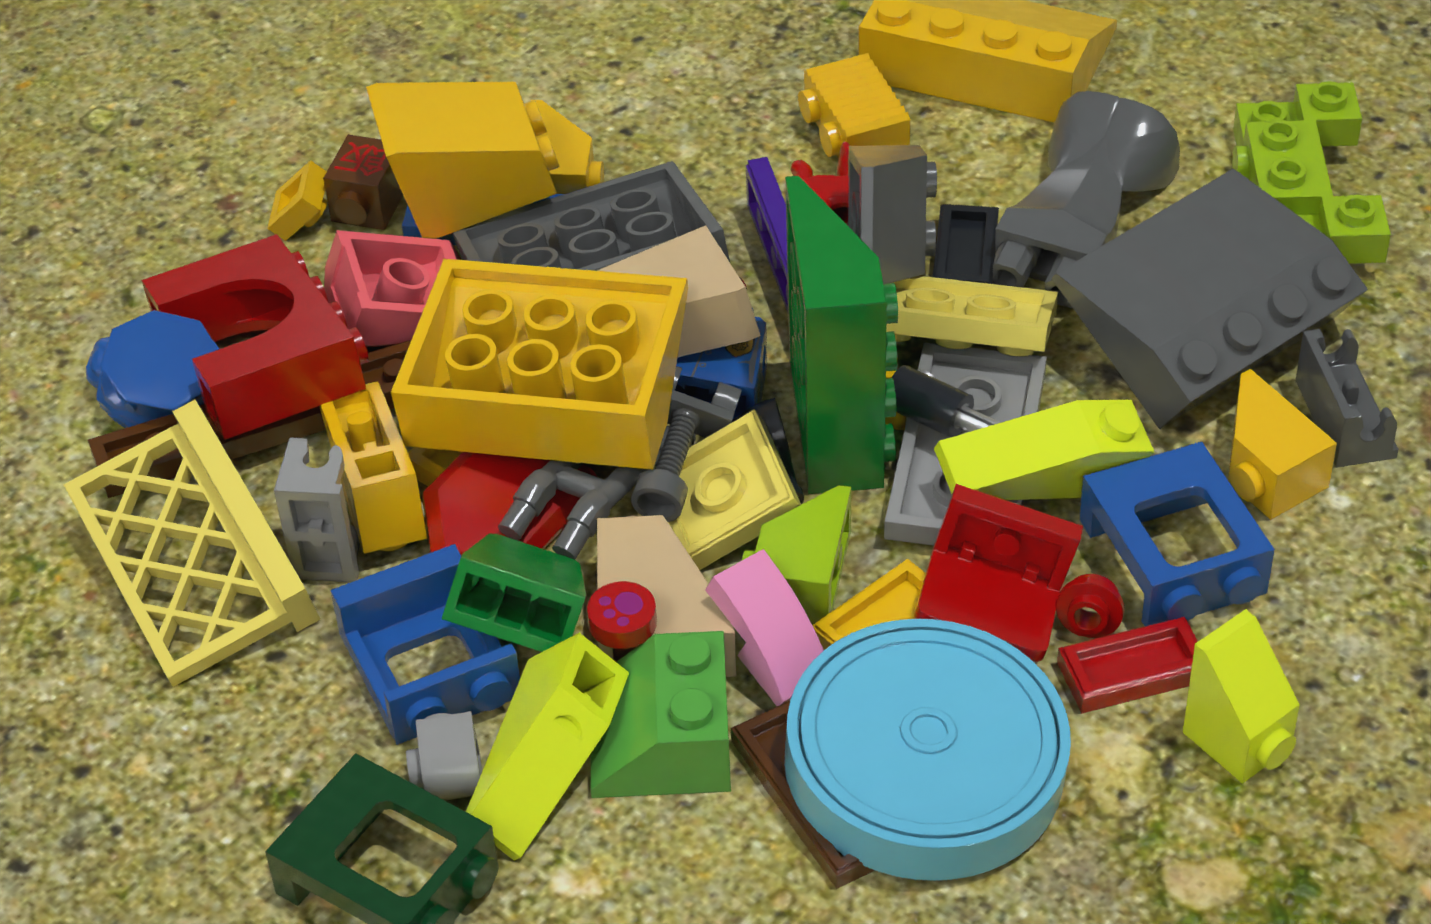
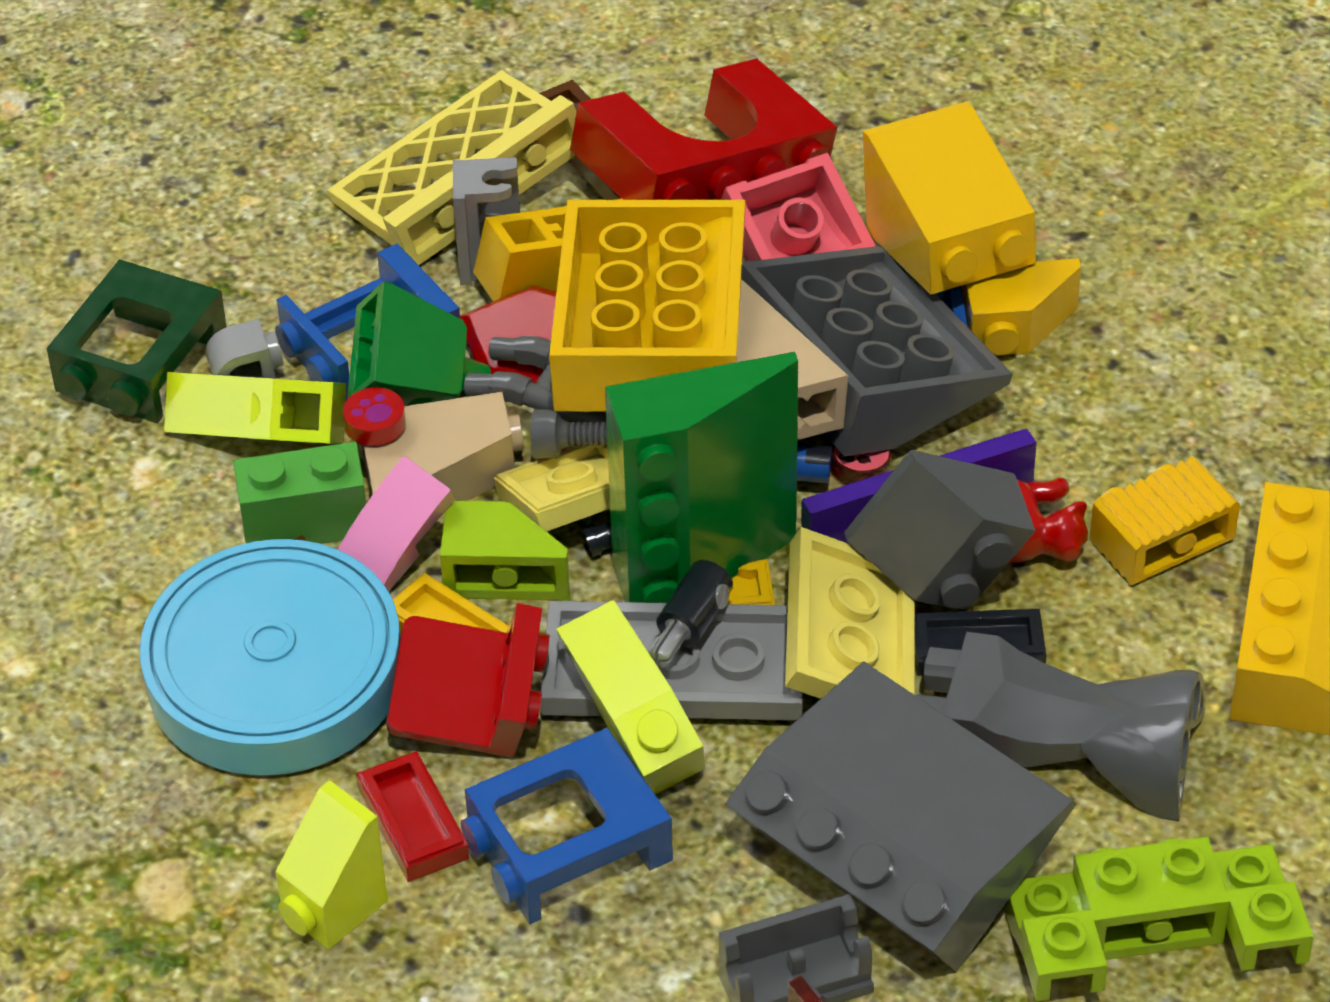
camera: 80 degrees right, 0 degrees up
(148, 367) = (660, 82): blue piece -> none
(1094, 593) = (466, 765): red plate -> none
(1276, 450) = (703, 892): yellow slope -> none

